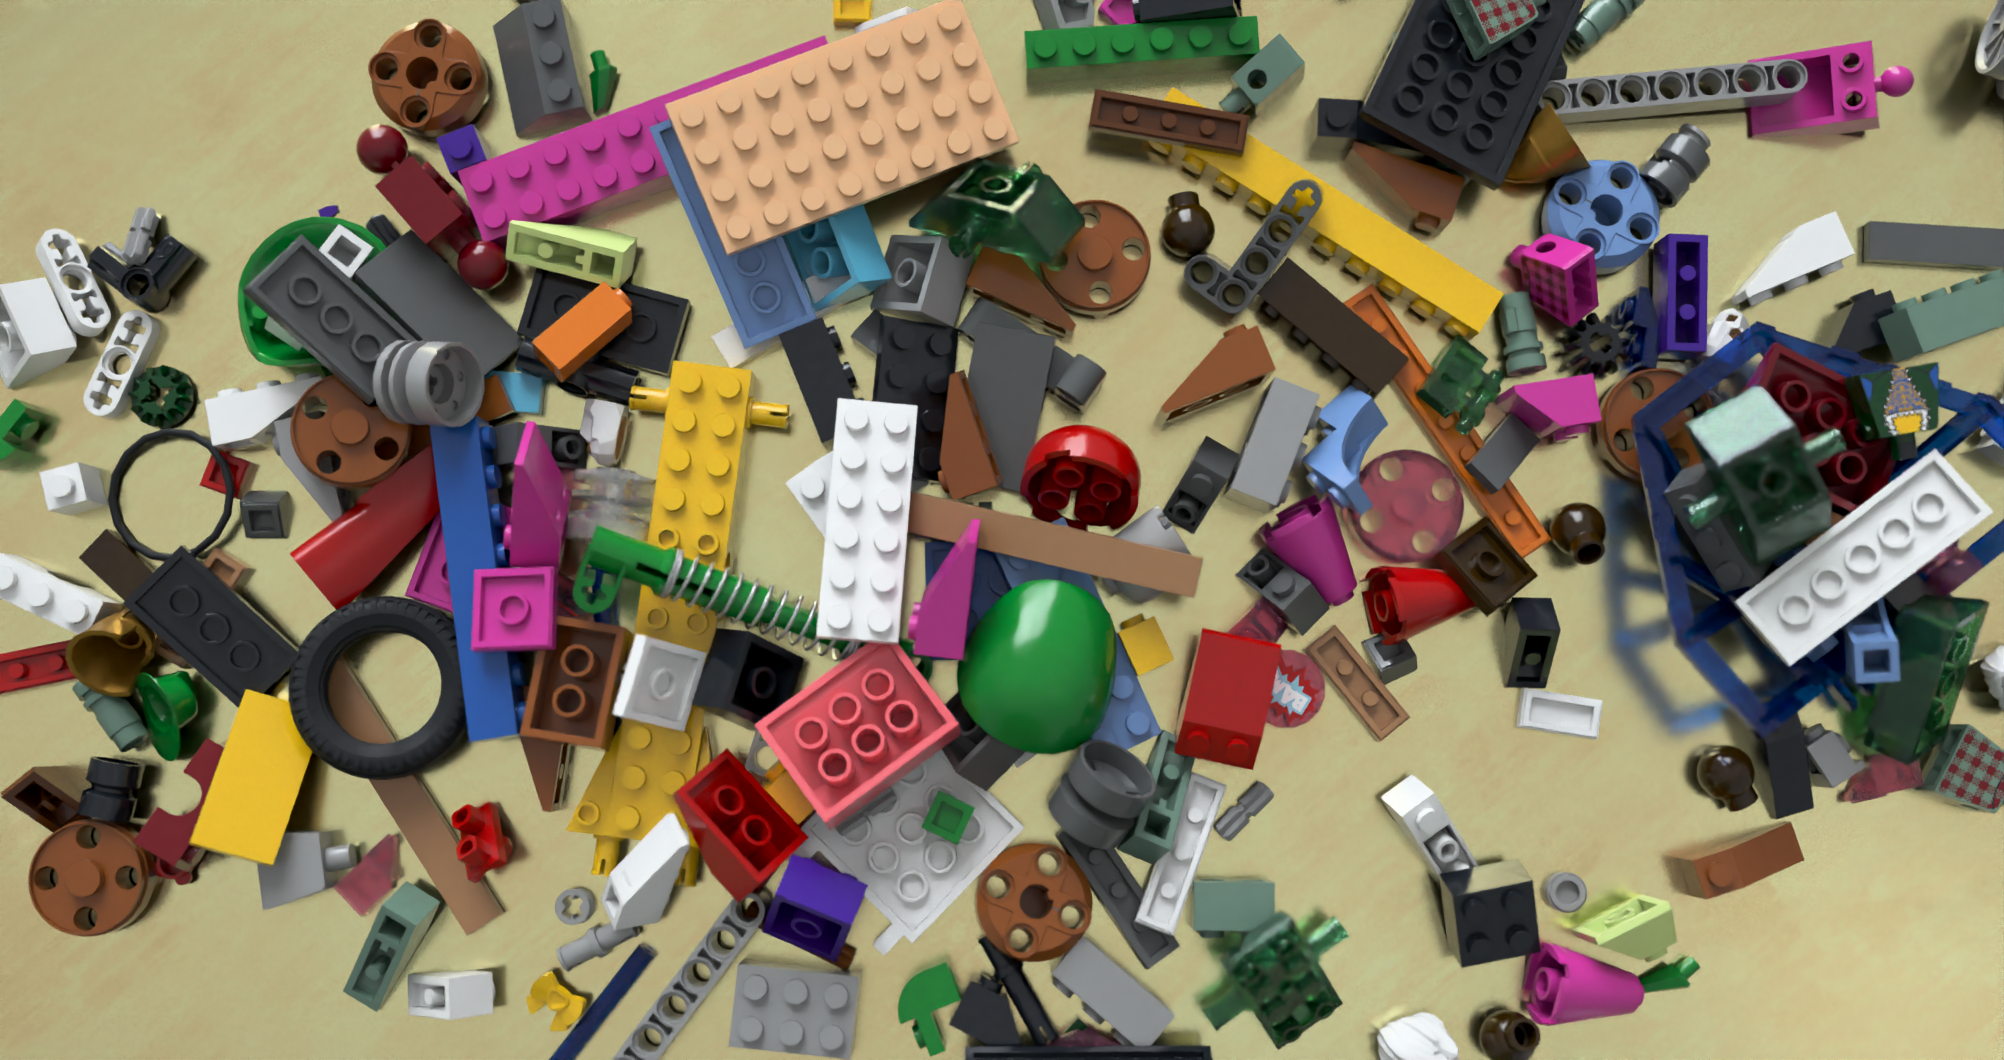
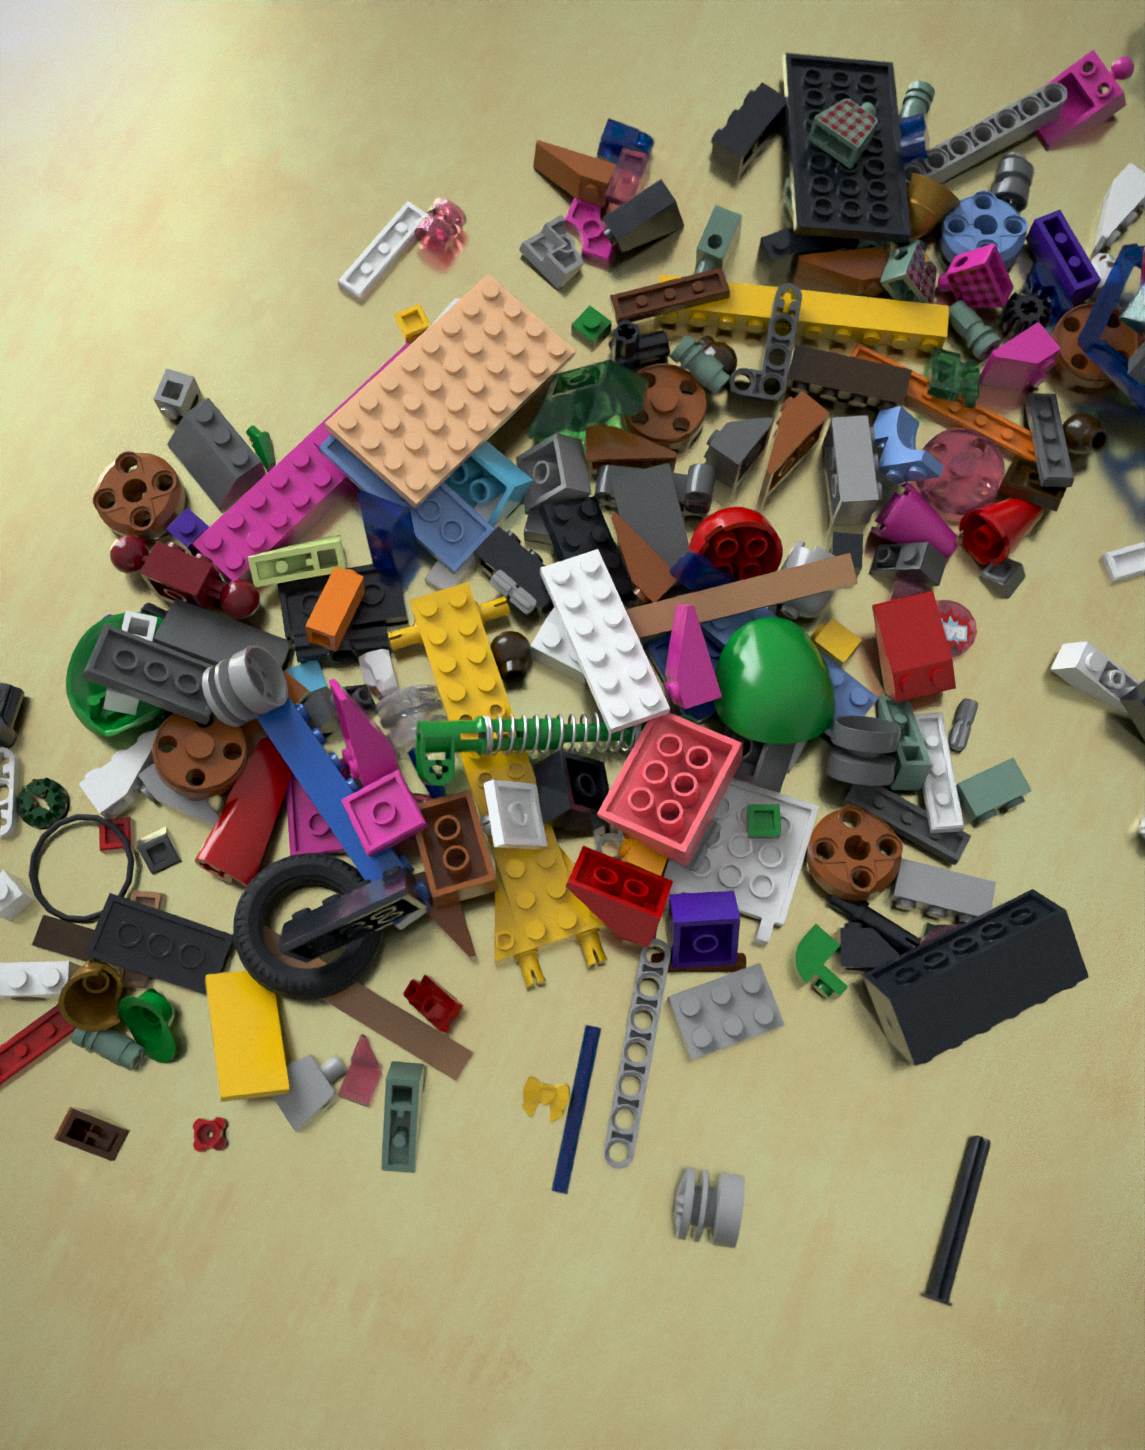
camera: 25 degrees left, 10 degrees down
(91, 877) = (150, 1175): dark orange piece -> none
(111, 789) = (135, 1100): black wheel -> none
(171, 834) = (201, 1109): dark red arch -> none
(417, 710) = (352, 915): none -> black slope
(450, 994) = (464, 1129): white slope -> none
(586, 906) = (532, 1016): light grey bush -> none
(595, 943) = (555, 1037): light grey pin -> none
(644, 878) = (570, 966): white slope -> none
(683, 267) = (388, 532): none -> clear blue slope
(762, 479) = (511, 655): none -> dark brown piece
(795, 399) = (508, 587): none -> light grey piece
(1021, 494) = (699, 573): none -> clear blue slope
(1063, 109) = (591, 326): none -> green plate
(1093, 168) = (632, 349): none -> black piece
(1140, 49) = (623, 263): green brick -> none
(1150, 354) = (737, 448): none -> dark grey slope
(1161, 236) = (703, 367): none -> sand green axle
(1200, 484) = (815, 516): dark grey slope -> none
(1215, 542) = (846, 543): none -> black panel
(1279, 978) = (1052, 820): clear green slope -> none
(1356, 683) = (992, 604): medium nougat tile -> none
(1479, 231) = (910, 274): none -> sand green torso
(1502, 453) = (1004, 408): dark grey tile -> none
(1530, 642) = (1091, 520): black slope -> none
(1532, 520) = (1048, 440): none -> dark grey tile
(1579, 55) = (914, 137): none -> clear blue leg

